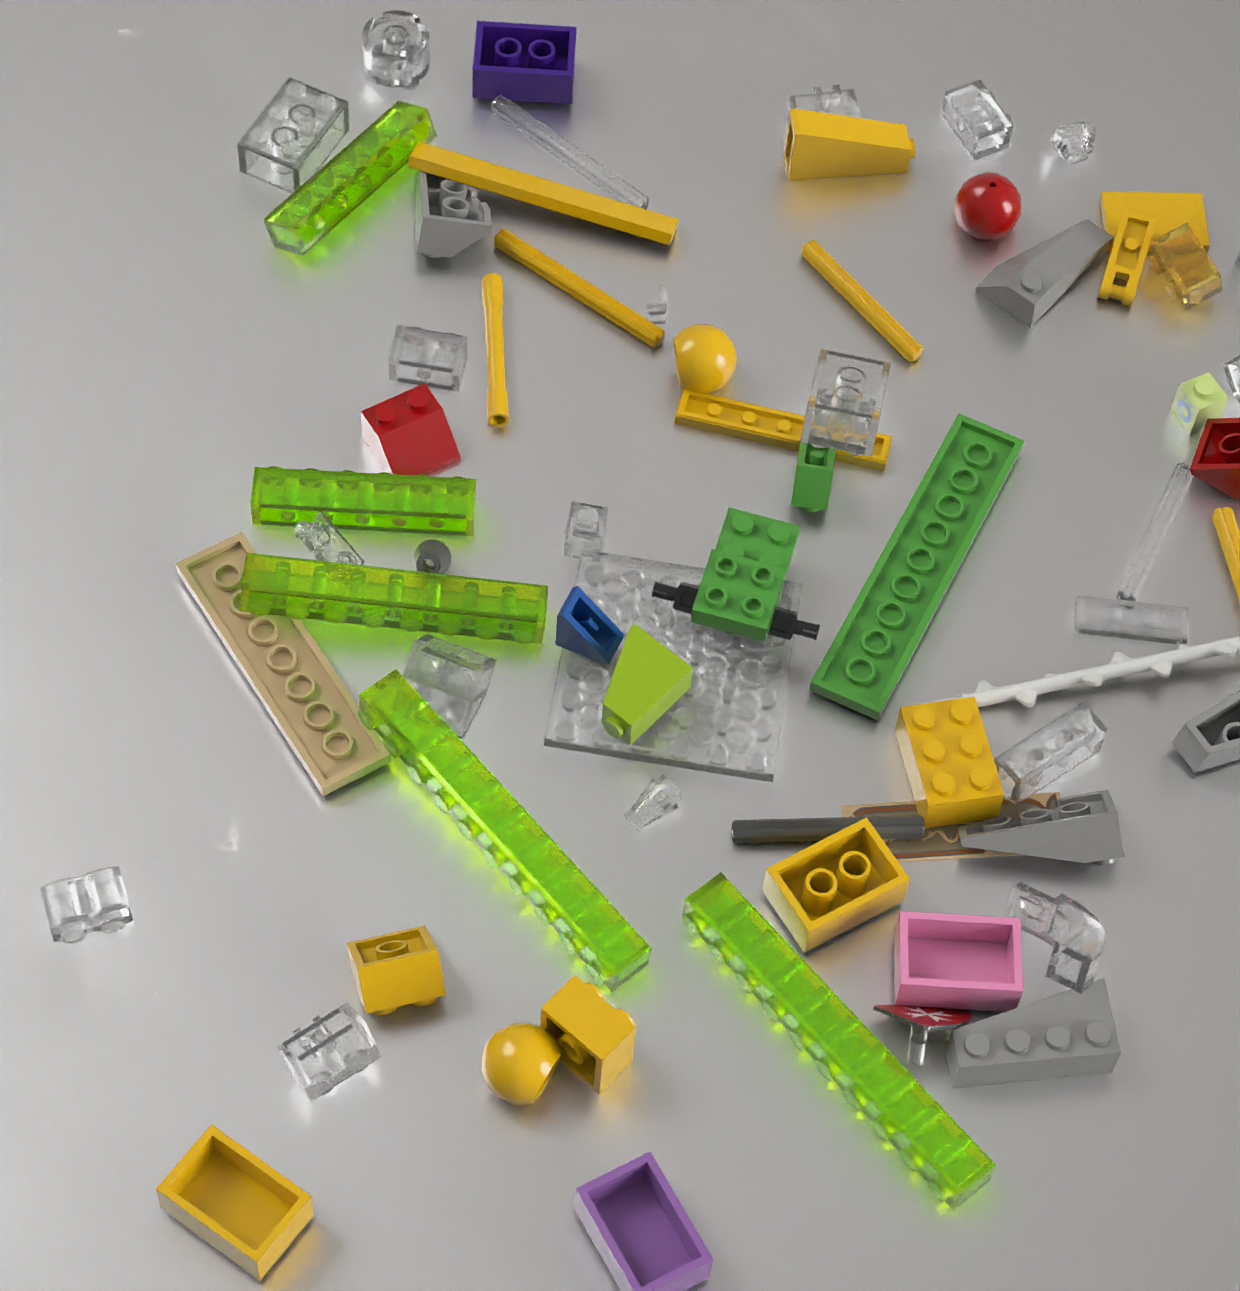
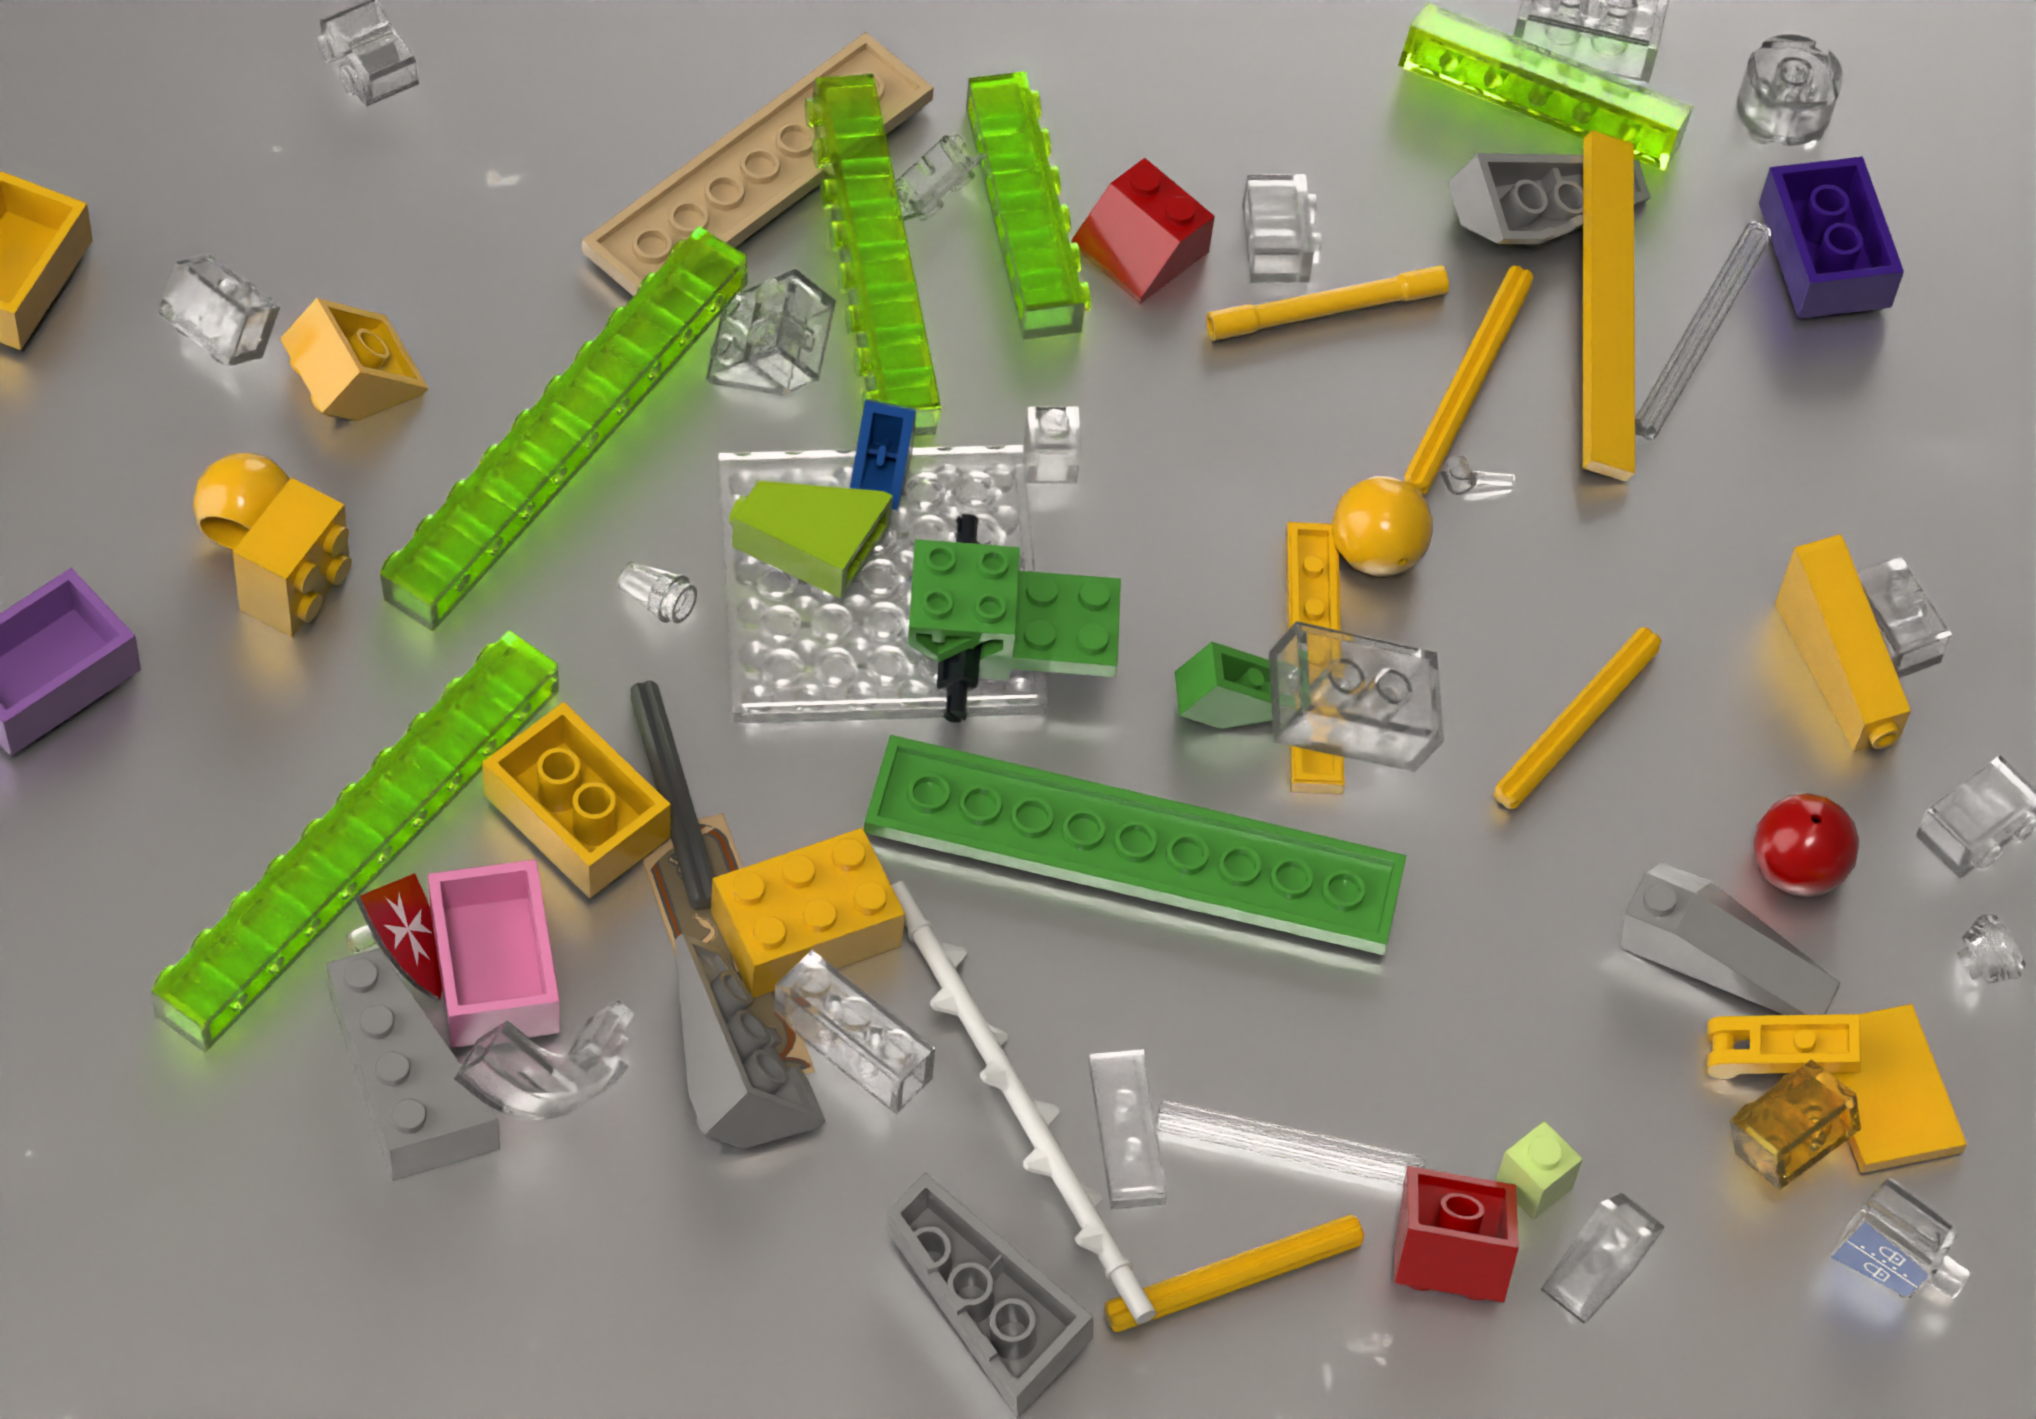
camera: 75 degrees right, 0 degrees up
(435, 551) = (951, 285): dark grey cone -> none

